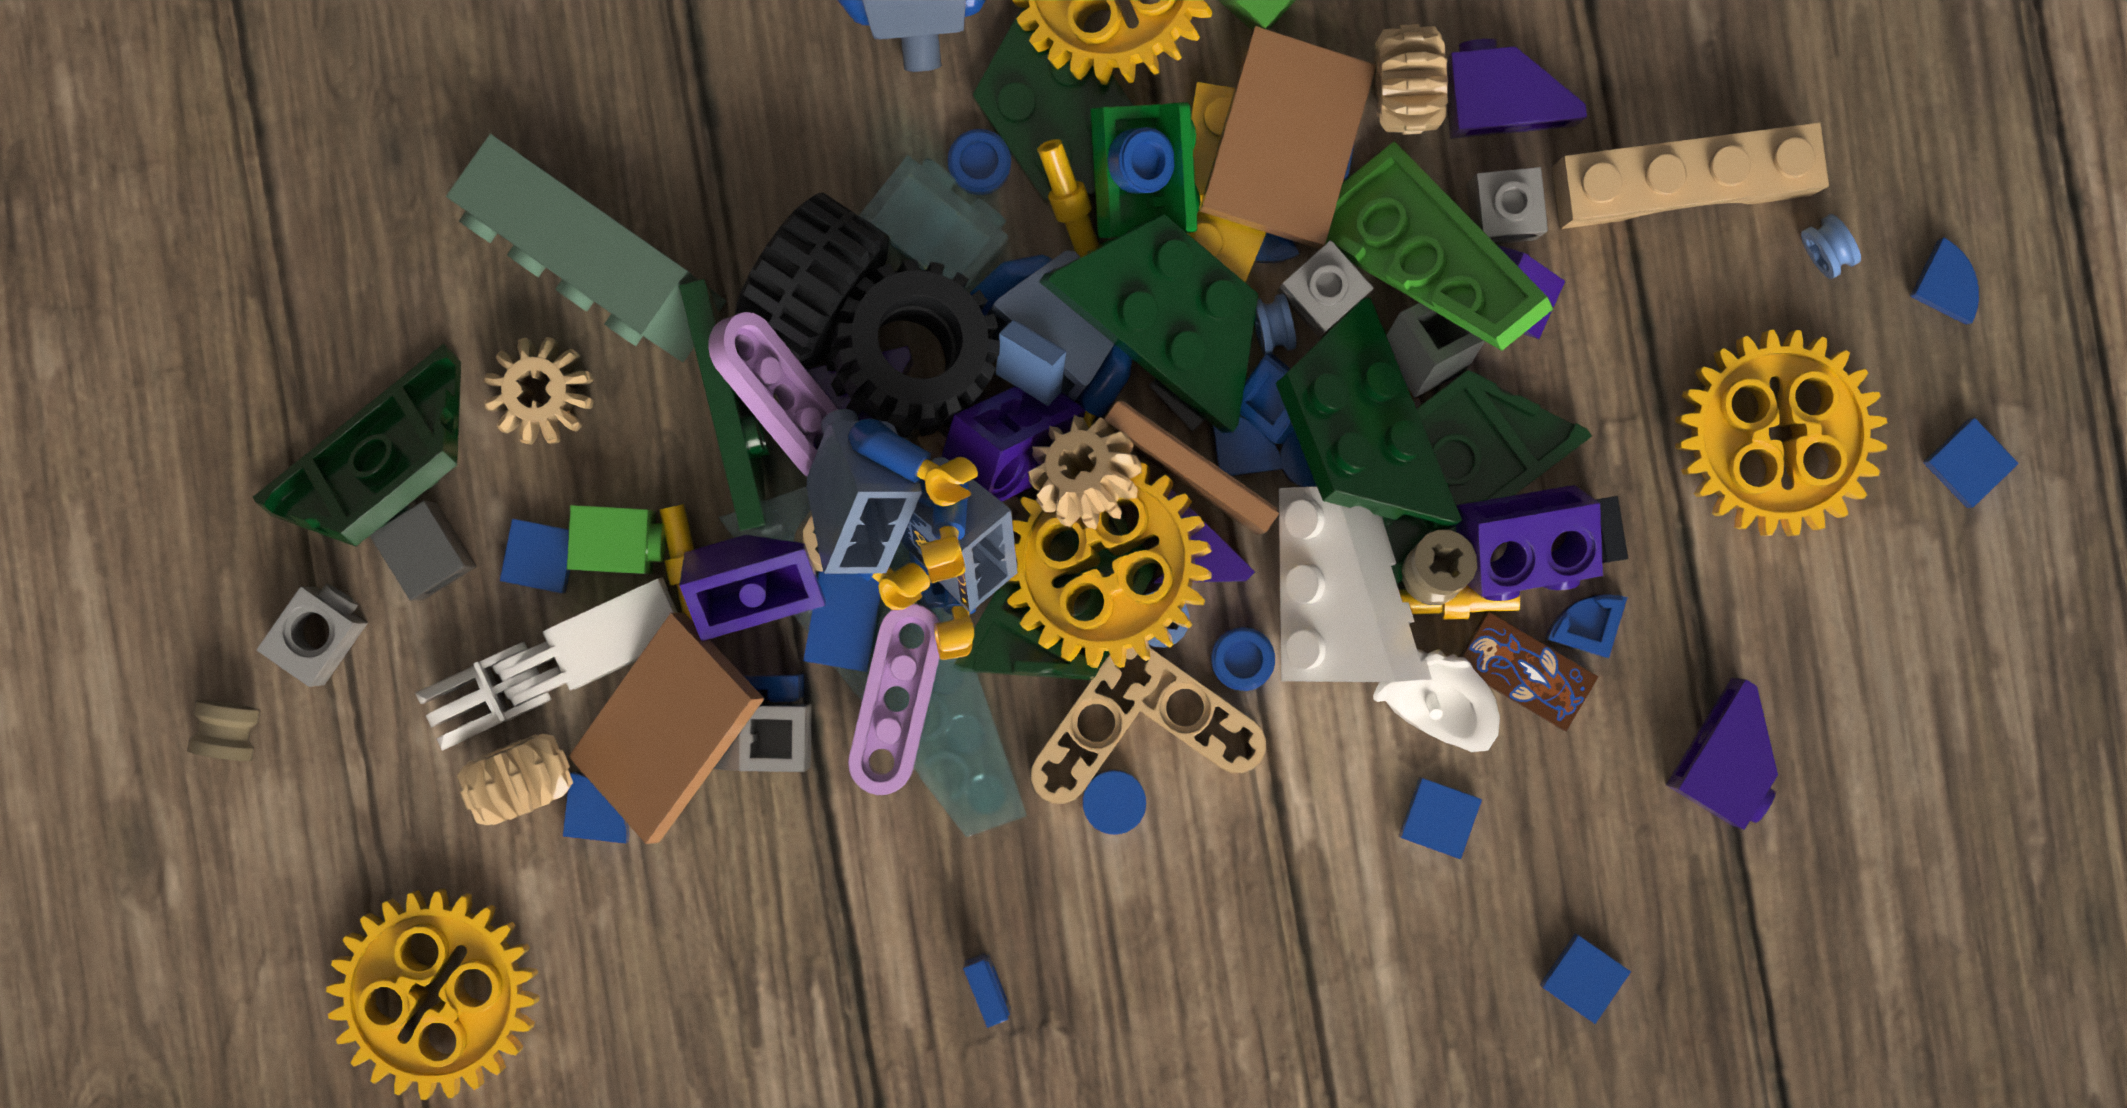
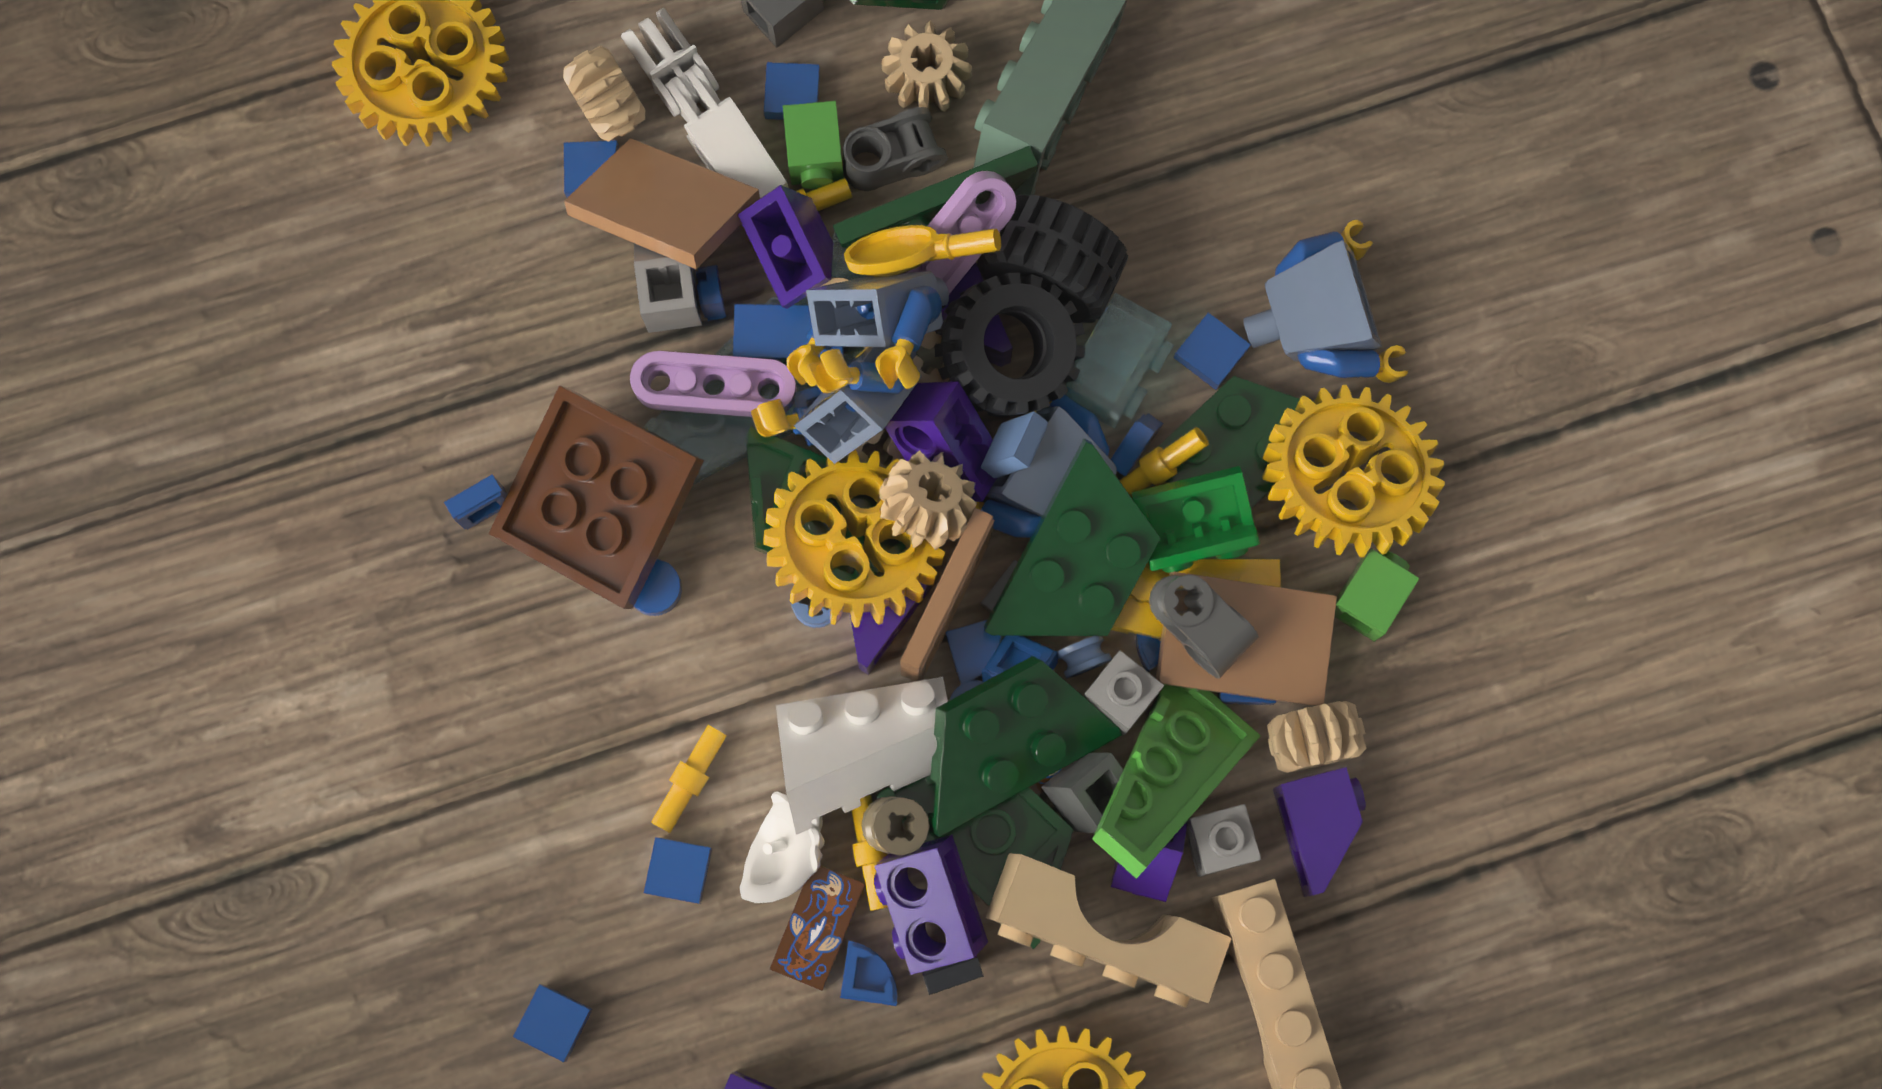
camera: 80 degrees right, 10 degrees down
(634, 442) = (901, 144): none -> dark grey piece
(788, 445) = (910, 246): none -> yellow piece
(936, 114) = (1212, 351): none -> blue tile
(979, 161) = (1178, 392): blue tile -> none
(1007, 852) = (596, 497): none -> reddish brown plate
(1028, 213) = (1135, 443): none -> blue tile
(1141, 160) = (1203, 513): blue tile -> none
(1150, 700) = (743, 605): tan beam -> none
(1242, 659) = (792, 676): blue tile -> none
(1274, 181) = (1208, 629): none -> dark grey piece
(1340, 791) = (688, 779): none -> yellow bar
(1622, 287) = (1043, 904): none -> tan arch

